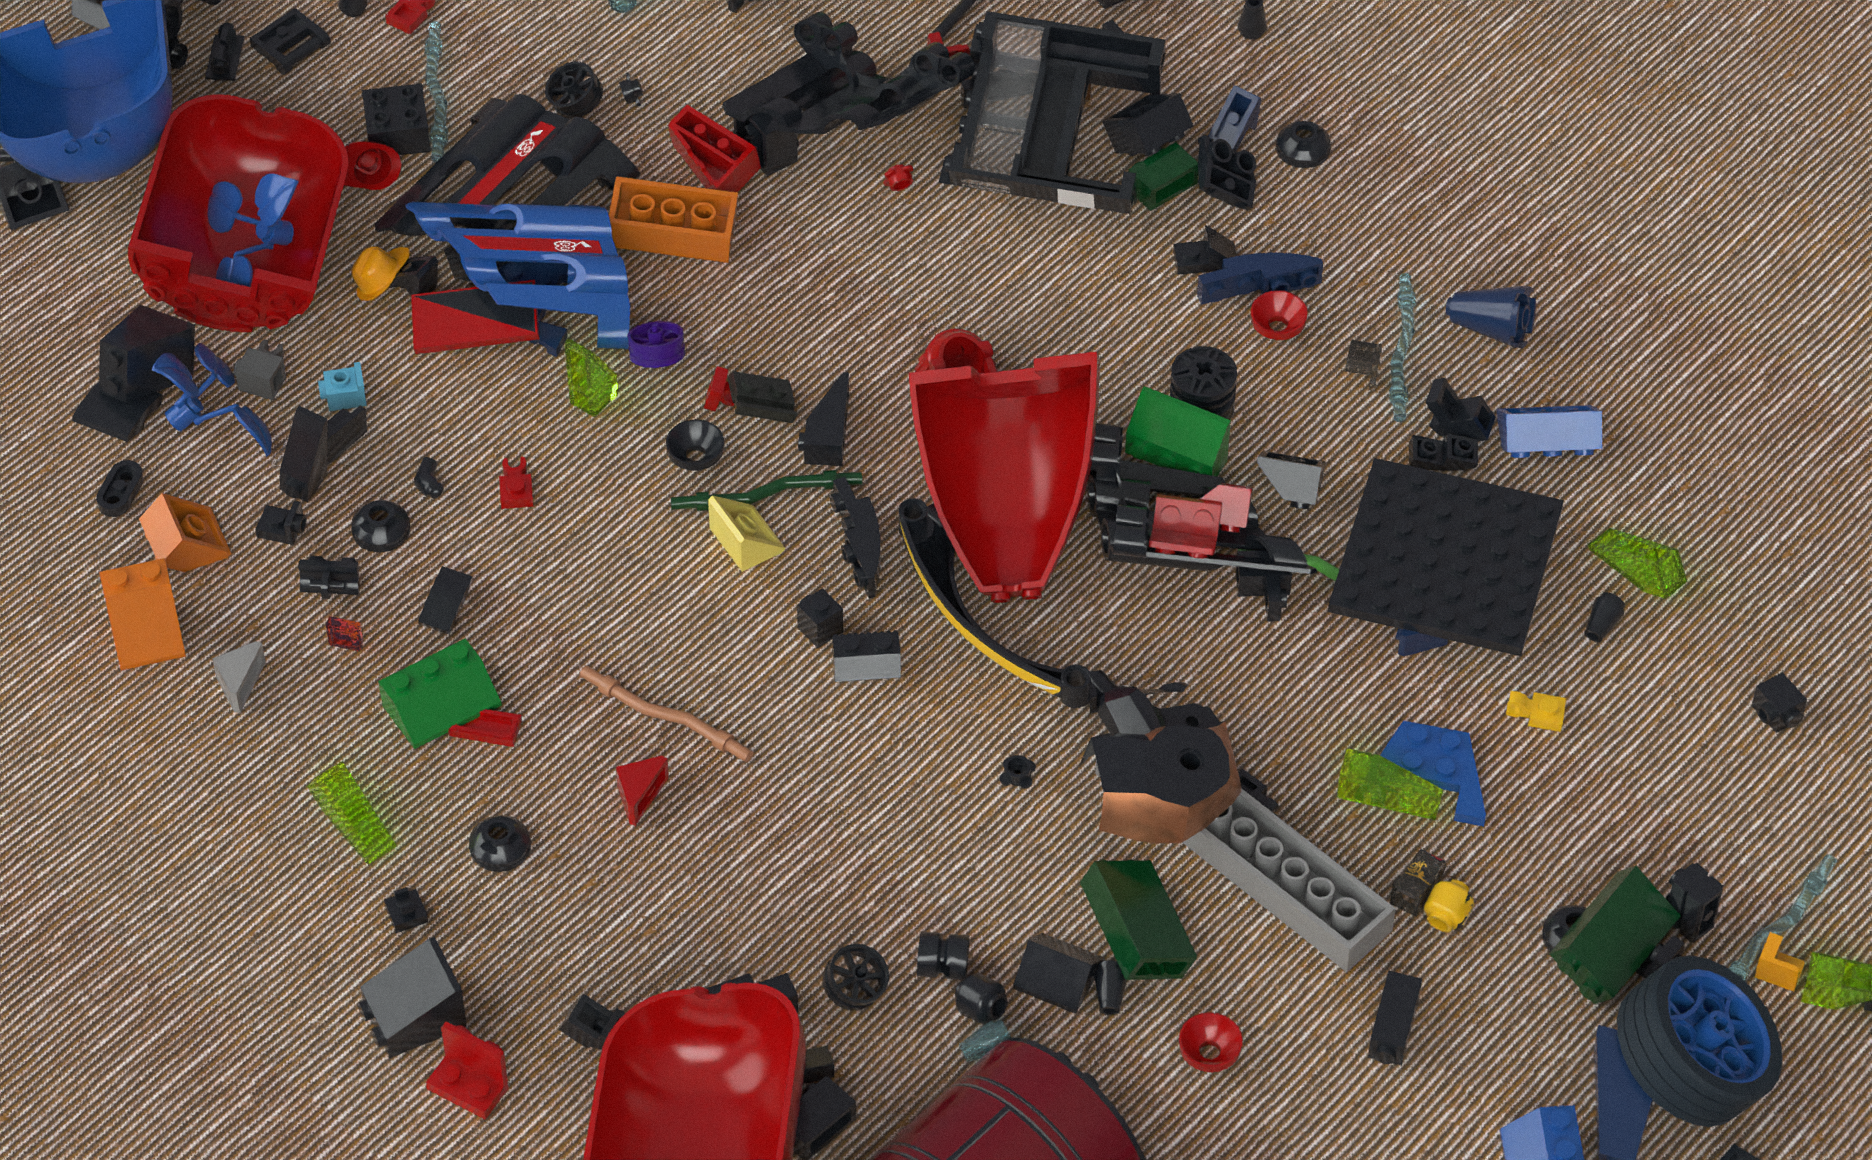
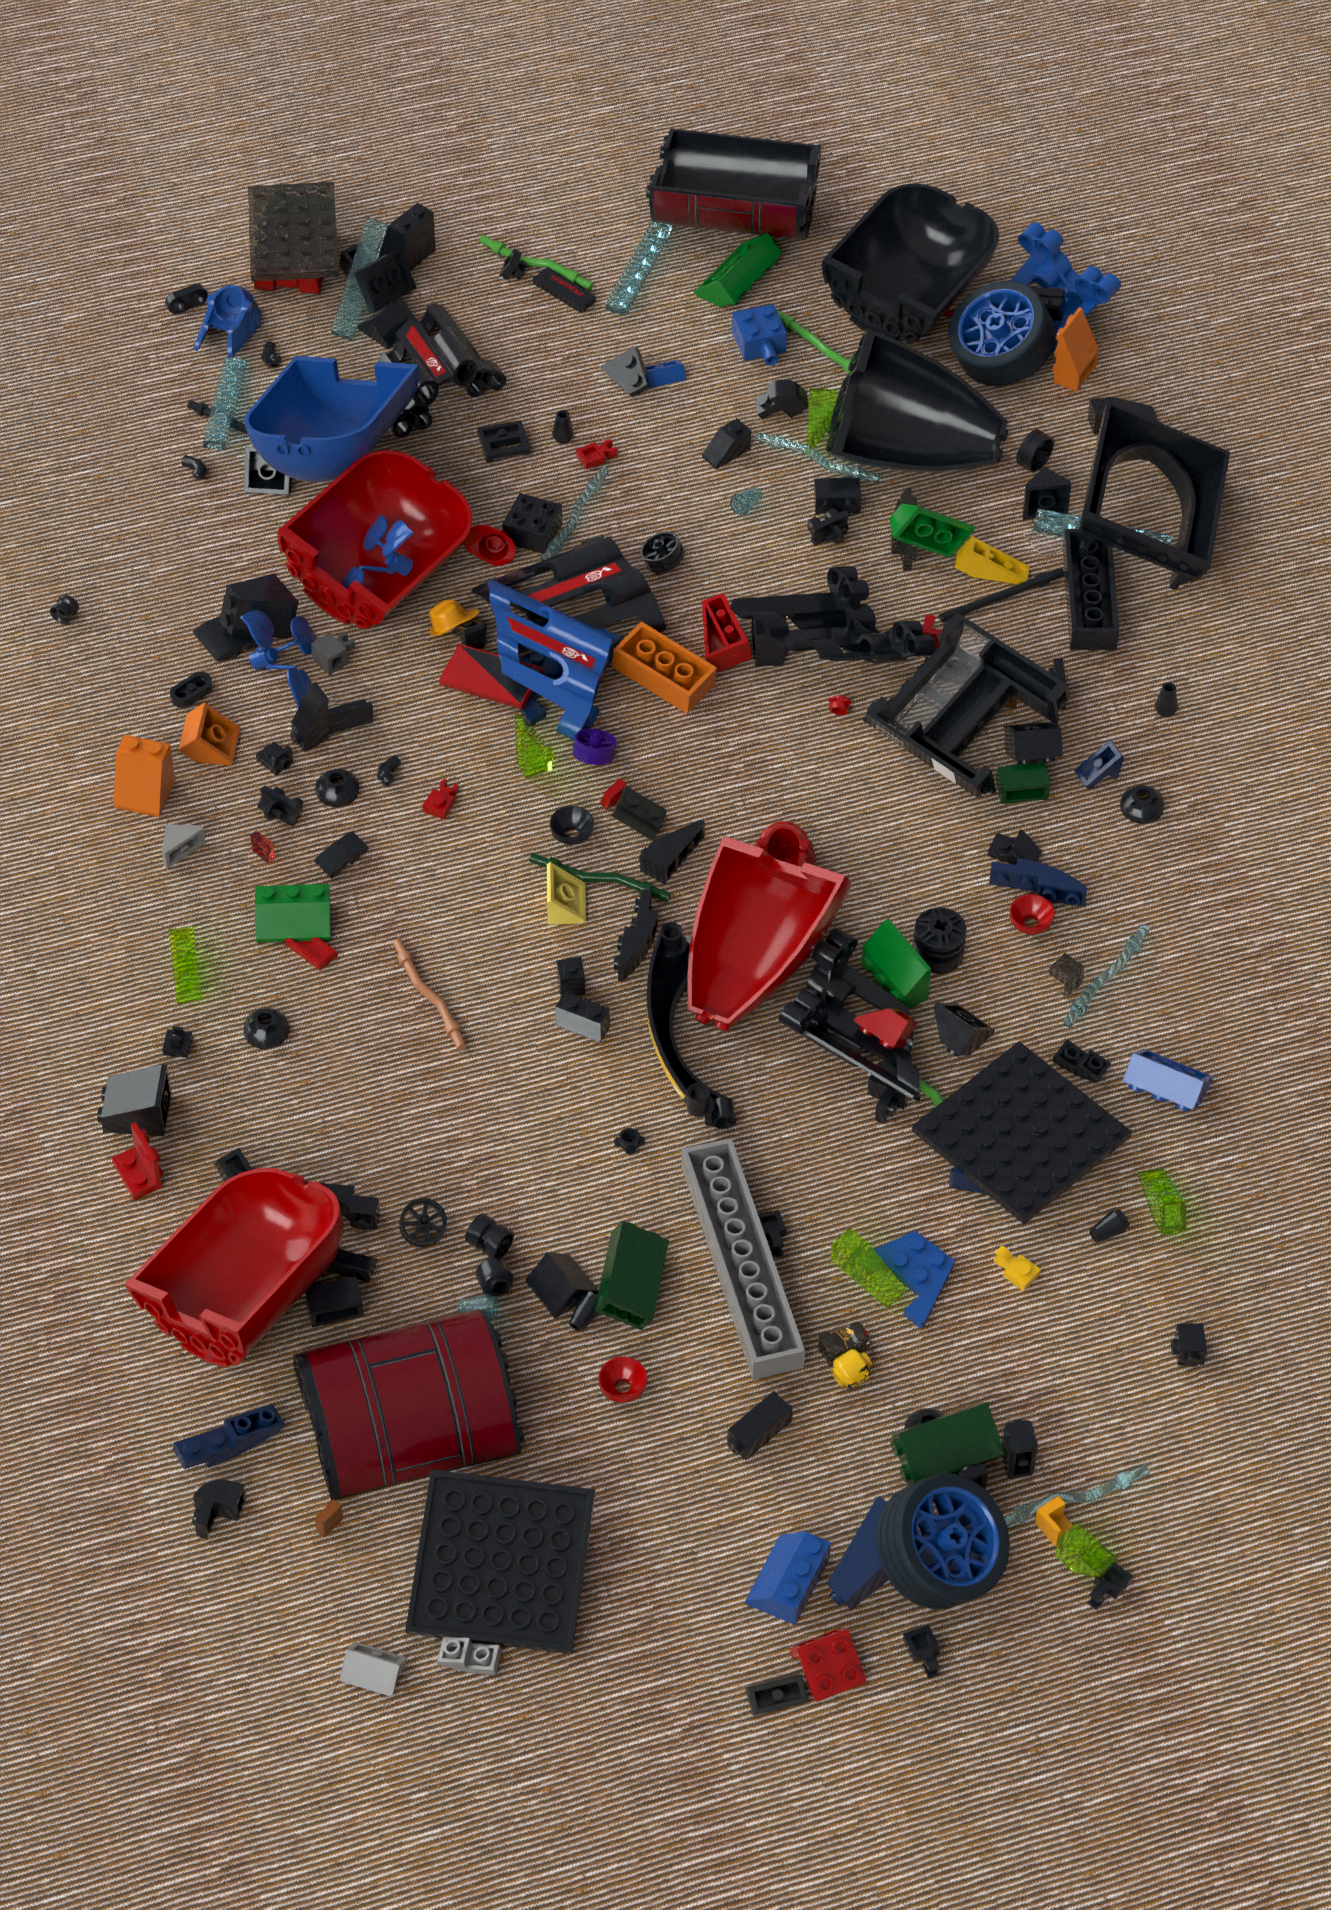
camera: 30 degrees right, 0 degrees up
(225, 54) = (456, 432): black hinge -> none
(343, 388) = (375, 686): medium azure brick -> none
(631, 90) = (702, 568): black plate -> none
(640, 784) = (377, 1033): red slope -> none
(1161, 768) = (712, 1184): black piece -> none
(1185, 526) = (848, 1027): red bracket -> none
(1226, 173) = (1066, 800): black slope -> none
(1457, 416) = (1105, 1039): black brick -> none
(1495, 313) = (1188, 982): dark blue cone -> none

